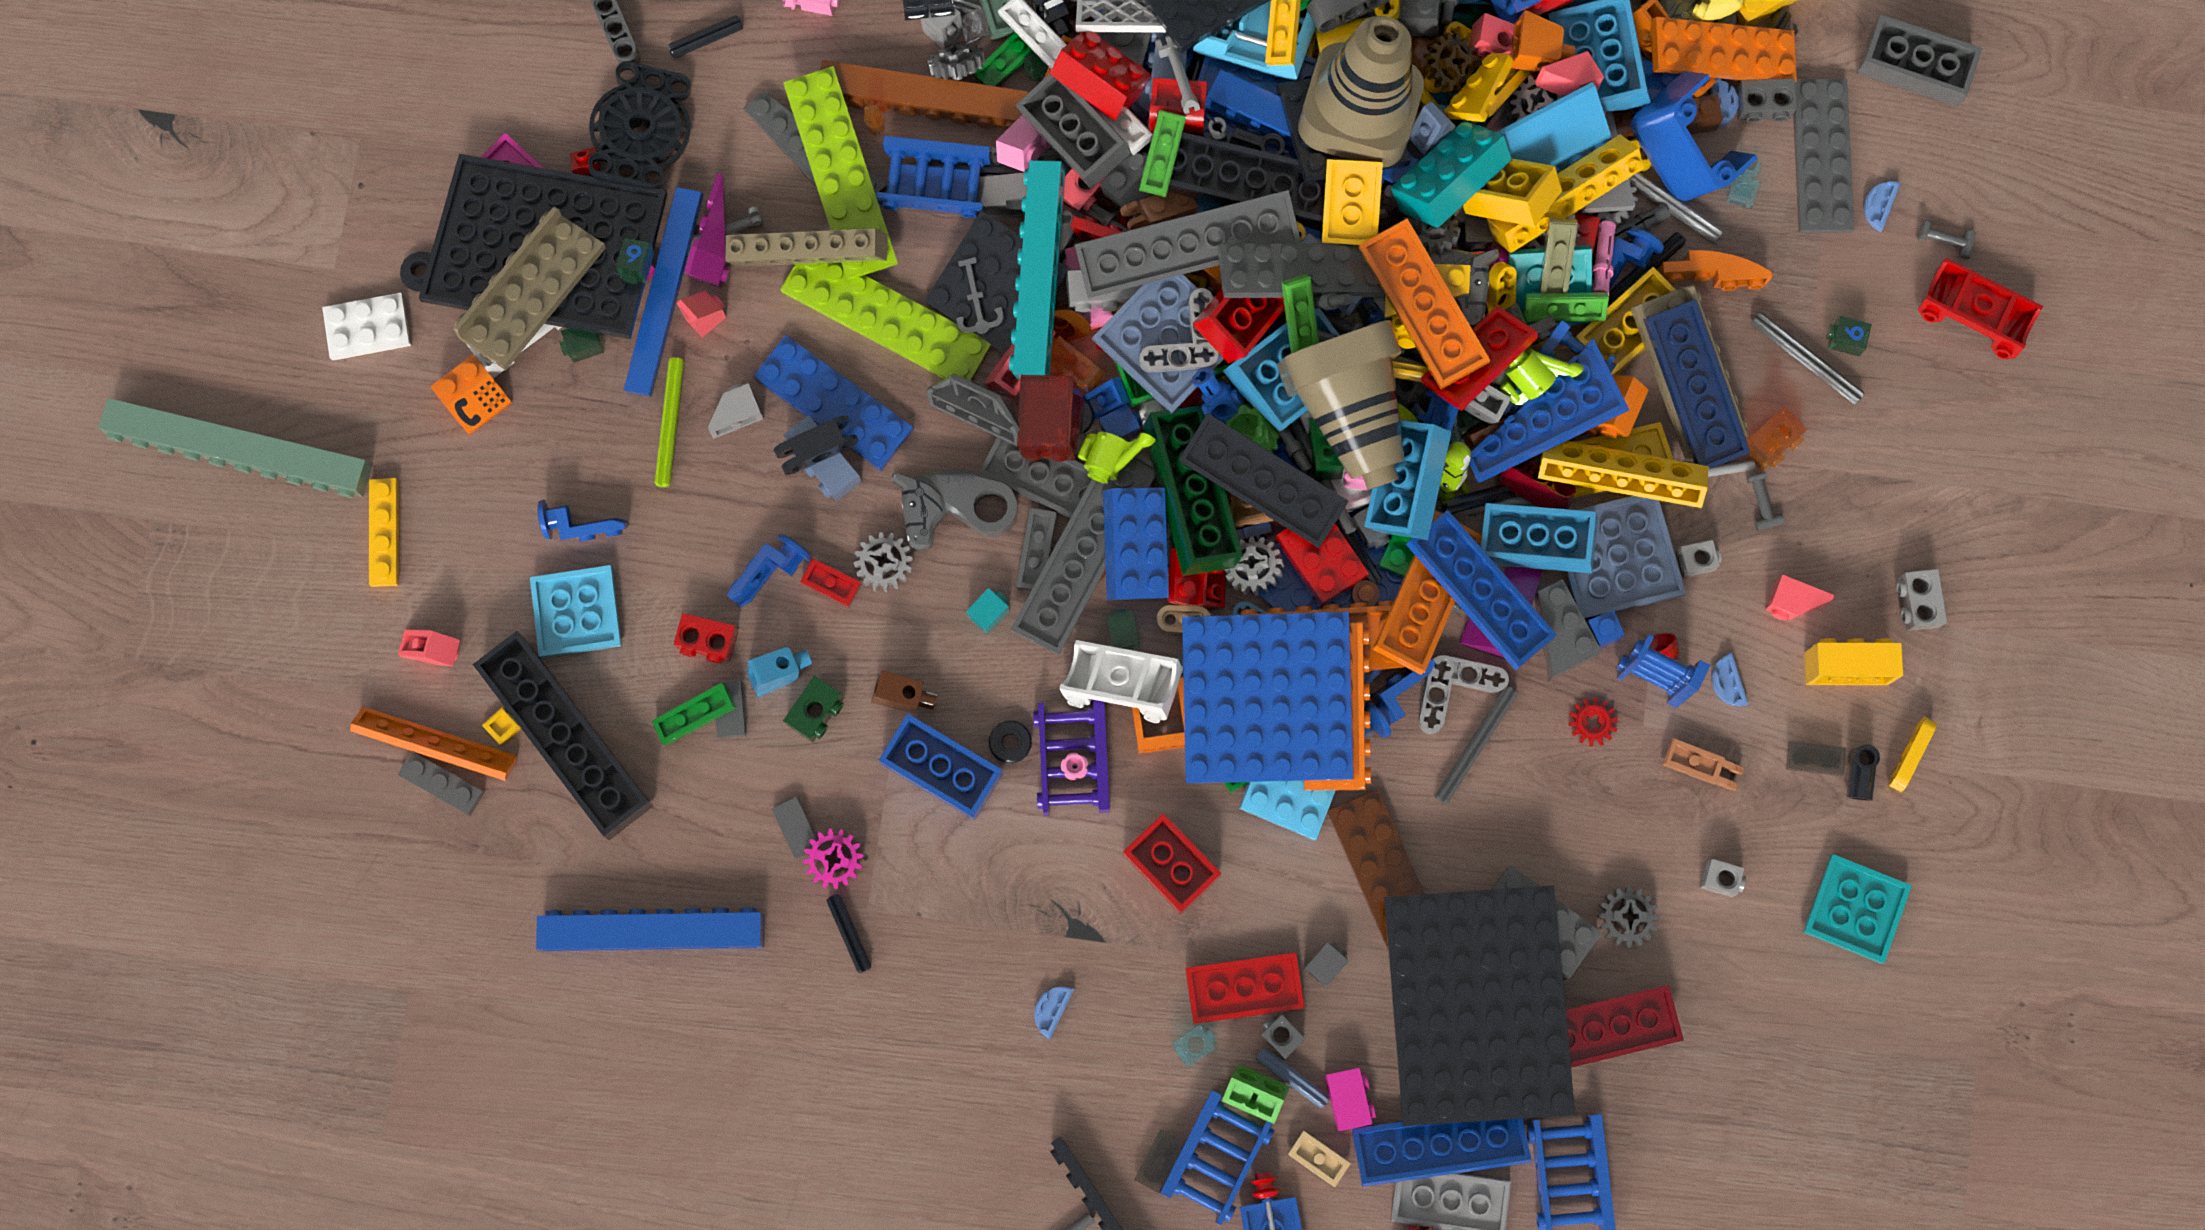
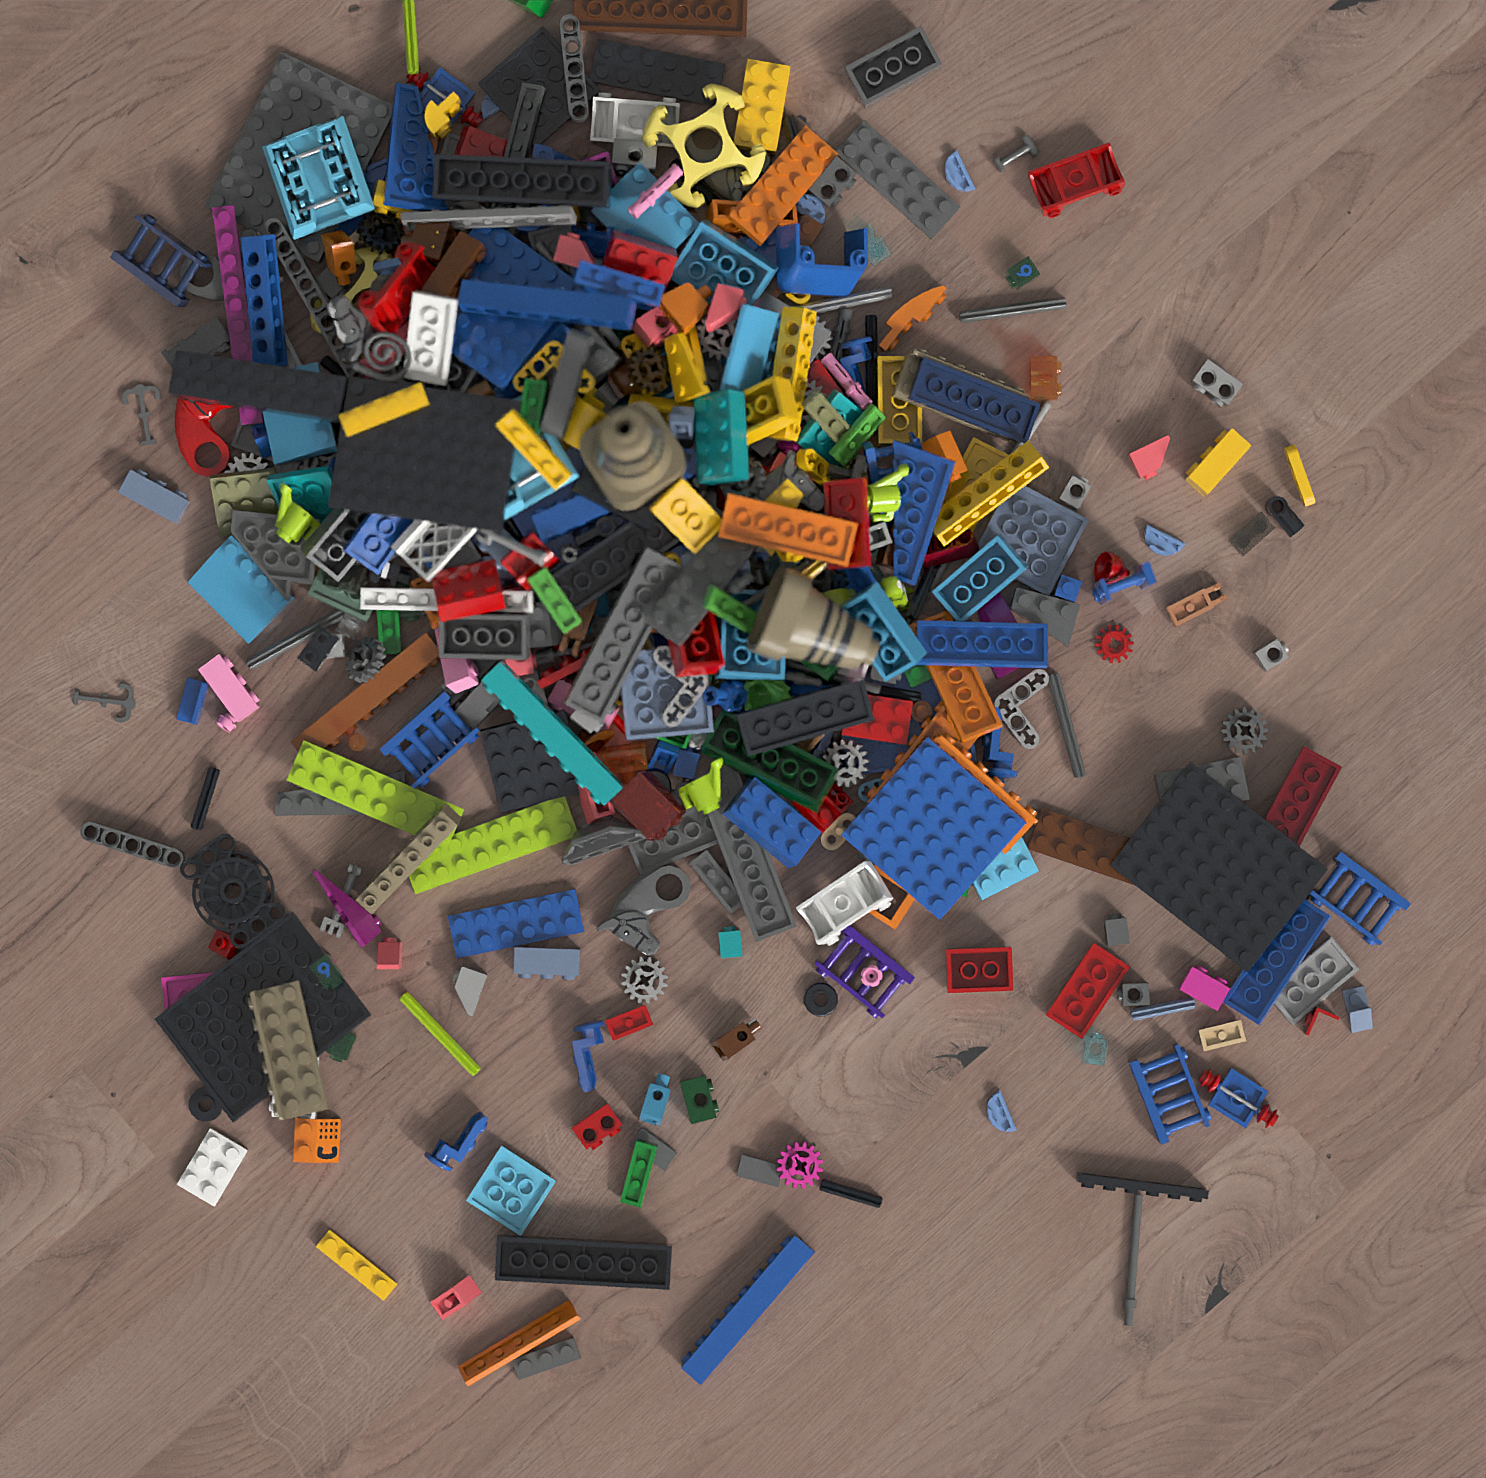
camera: 50 degrees left, 10 degrees up
(235, 447) = (223, 1311): sand green brick -> none
(501, 726) = (542, 1293): yellow tile -> none
(663, 292) = (353, 967): blue tile -> none
(815, 445) = (540, 960): black piece -> none
(941, 767) = (801, 1054): blue brick -> none
(981, 326) = (551, 792): dark grey piece -> none
(1123, 629) = (813, 873): clear green brick -> none
(1159, 1161) = (1142, 1128): clear smoke plate -> none
(1256, 1093) = (1154, 1039): bright green brick -> none
(1768, 519) = (1088, 426): dark grey piece -> none
(1857, 909) = (1357, 593): teal plate -> none

